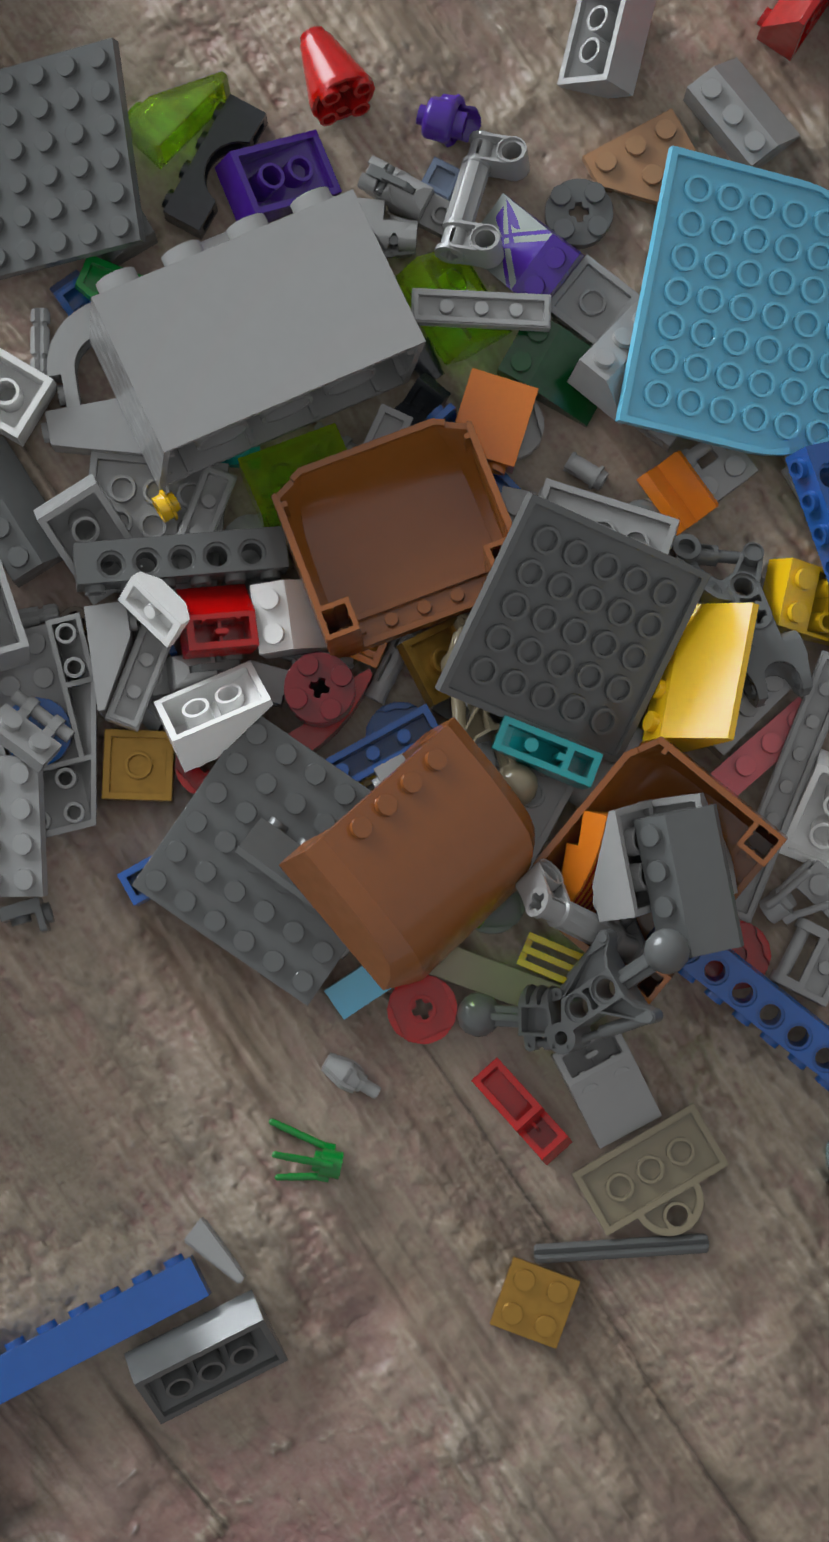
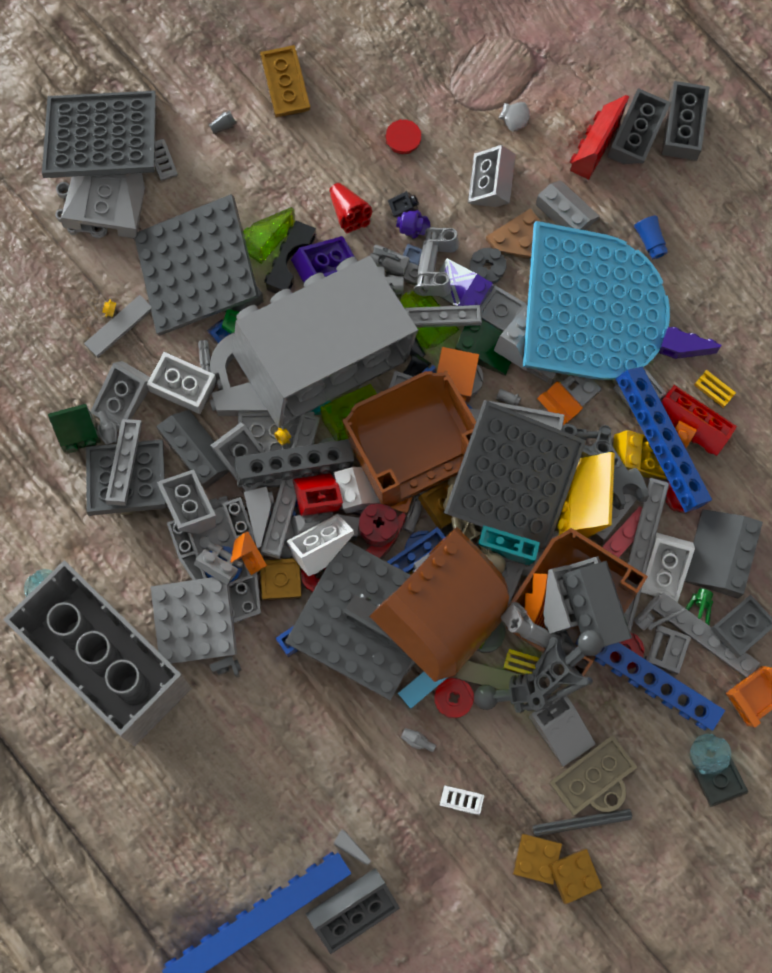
camera: 10 degrees left, 10 degrees down
(78, 710) = (247, 550): none -> orange slope
(155, 606) = (284, 487): white slope -> none
(325, 1162) = (409, 790): green plant -> none
(435, 78) = (403, 203): none -> black bracket
(442, 1201) = (476, 811): none -> white slope
(521, 1111) = (517, 750): red slope -> none
(596, 1339) = (575, 876): none -> pearl gold plate

